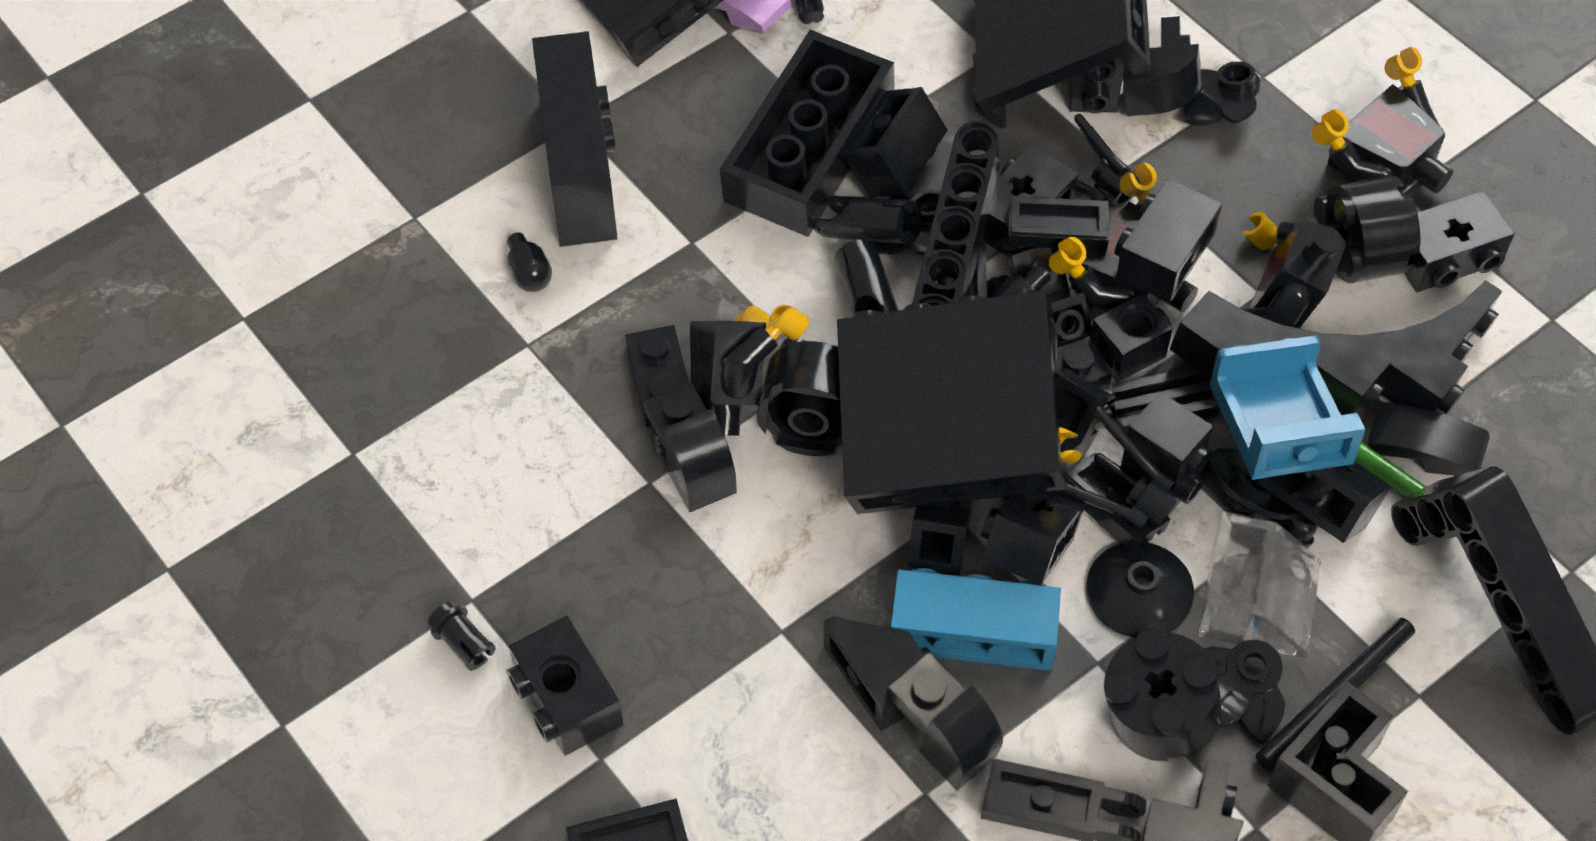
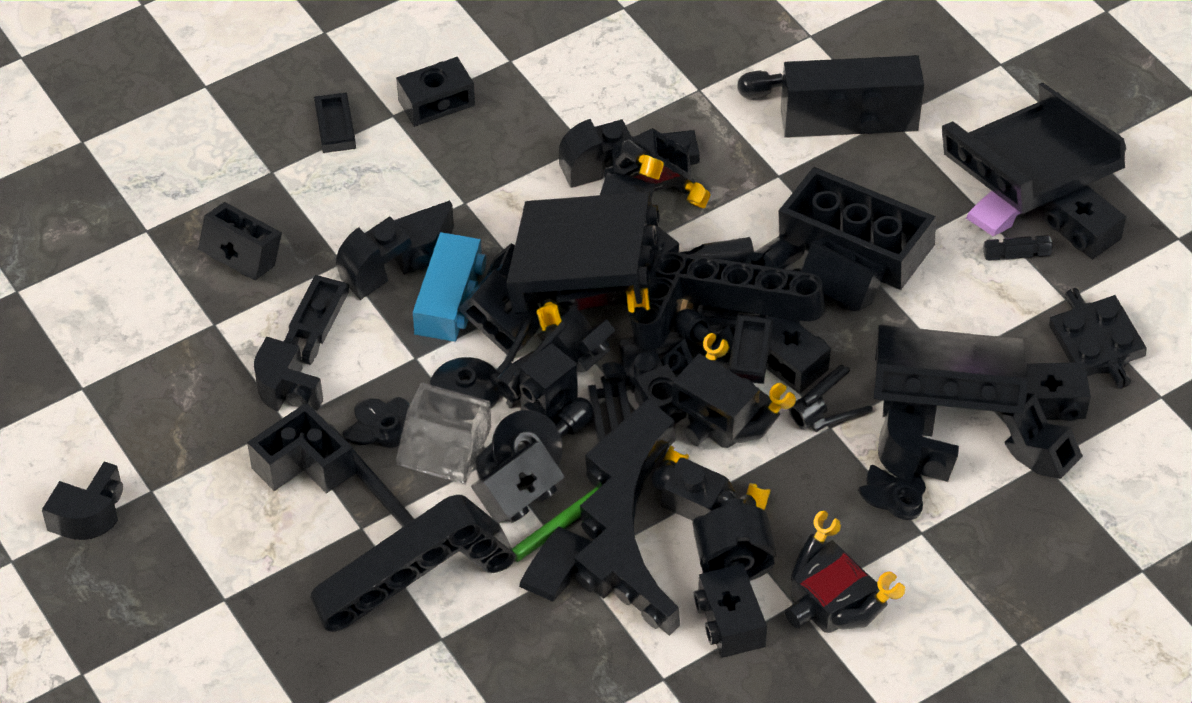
camera: 95 degrees right, 5 degrees down
(460, 634) = (480, 48): black pin -> none
(1157, 666) = (370, 366): black brick -> none
(1283, 408) = (558, 436): dark azure panel -> none

